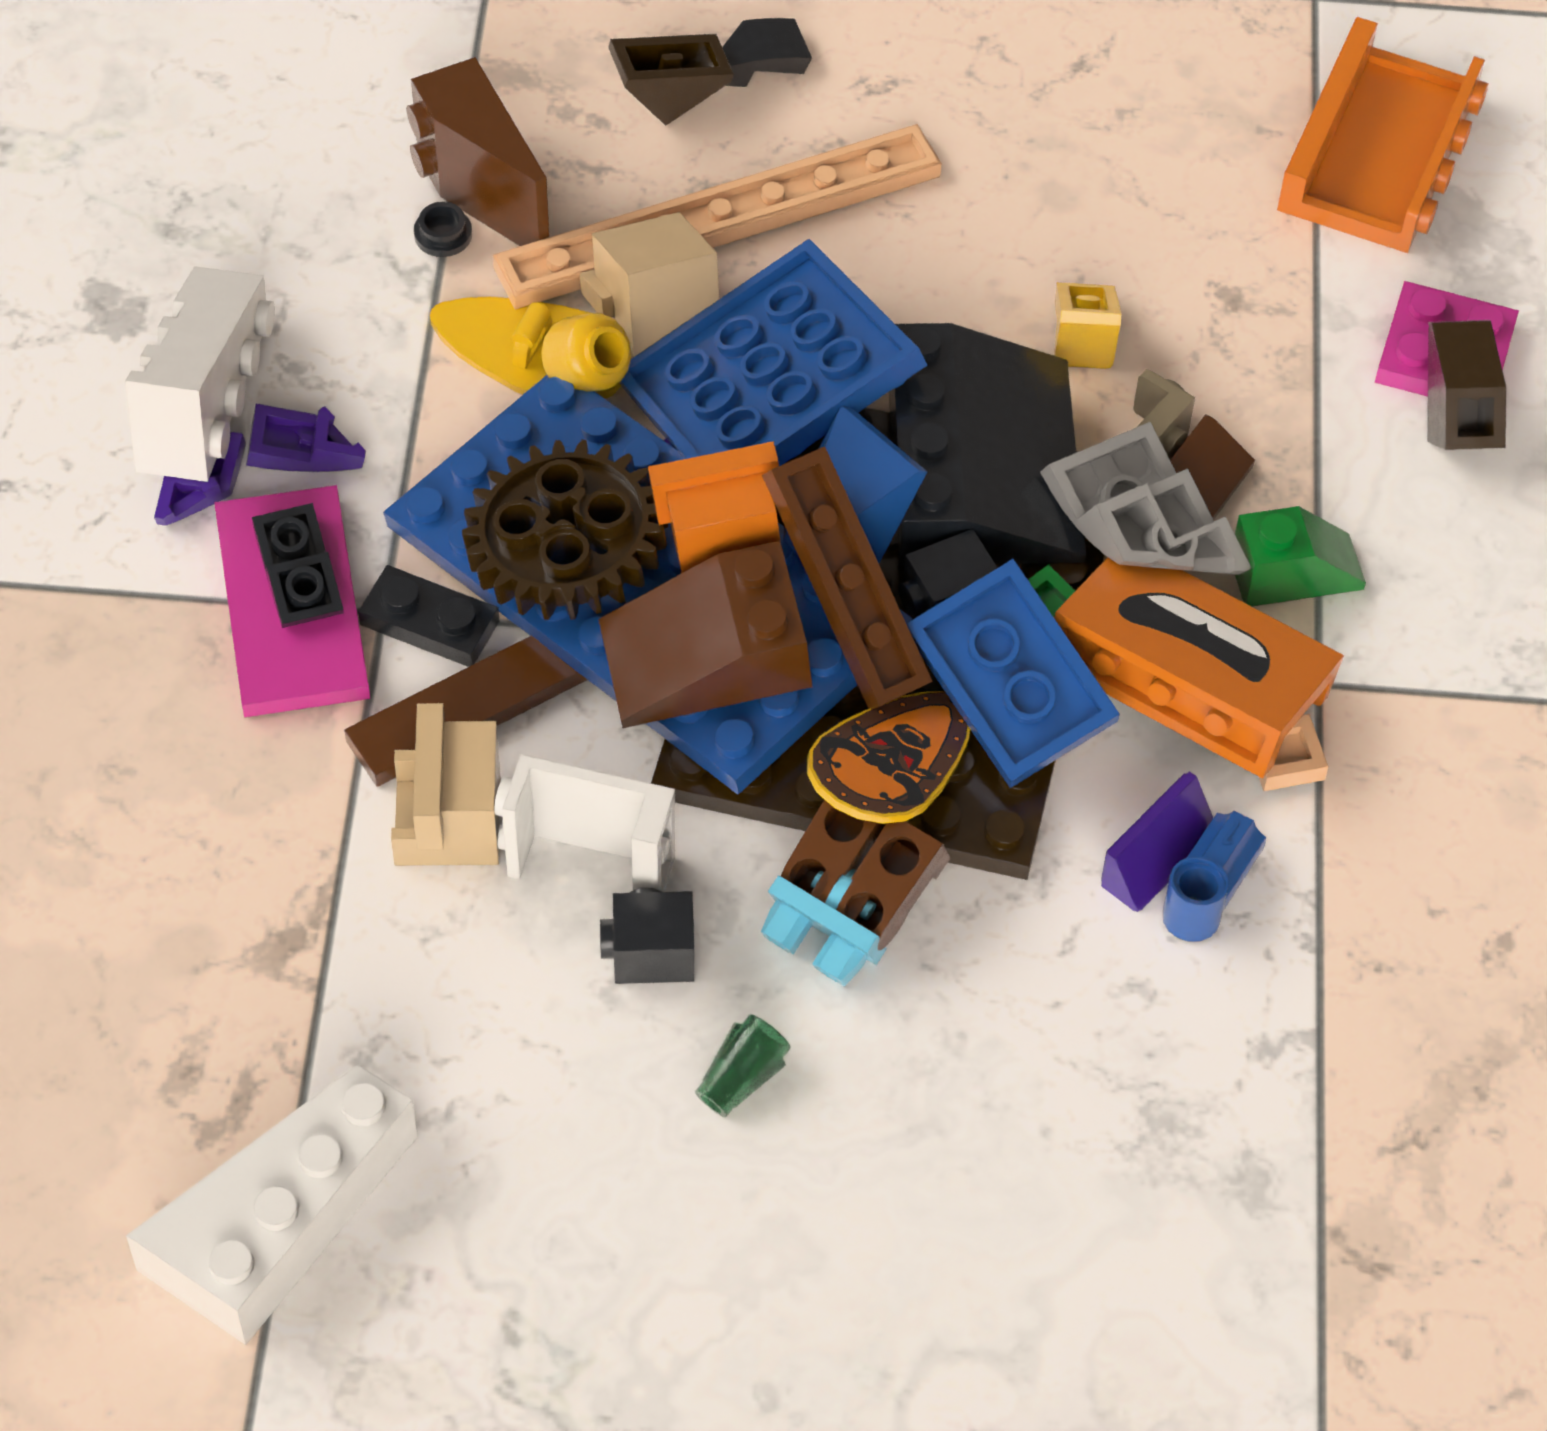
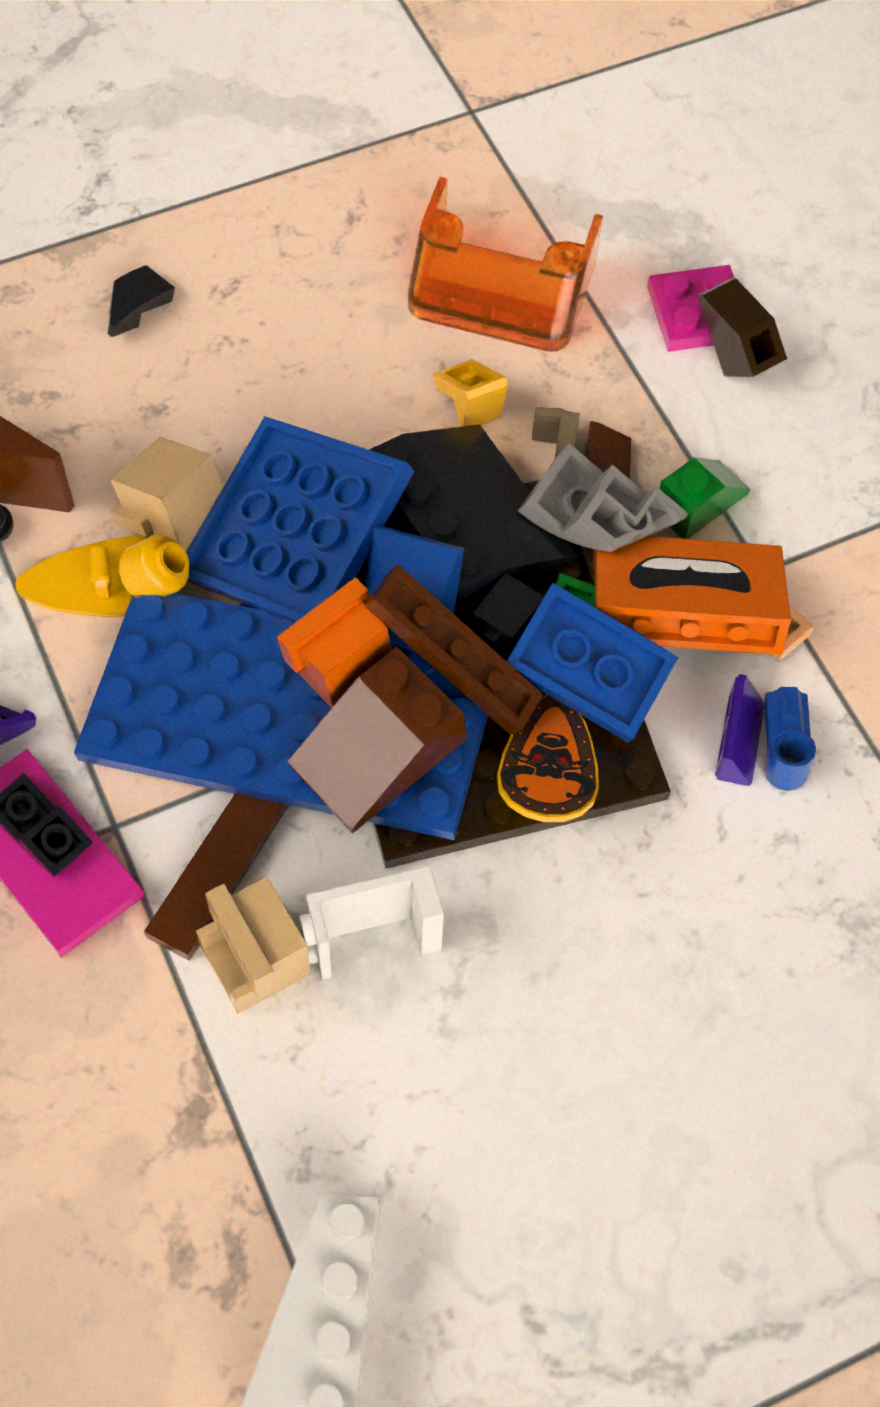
camera: 30 degrees left, 5 degrees up
(429, 616) = (151, 813): black plate -> none
(564, 529) = (224, 707): dark brown gear -> none
(650, 936) = (456, 974): black brick -> none
(671, 71) = (89, 336): dark brown slope -> none
(734, 208) = (182, 420): light nougat tile -> none
(742, 1064) = (574, 1036): clear green cone -> none
(852, 885) = (574, 881): reddish brown hips -> none
(1197, 225) = (495, 290): none -> clear orange windscreen
(1380, 142) = (571, 178): orange panel -> none

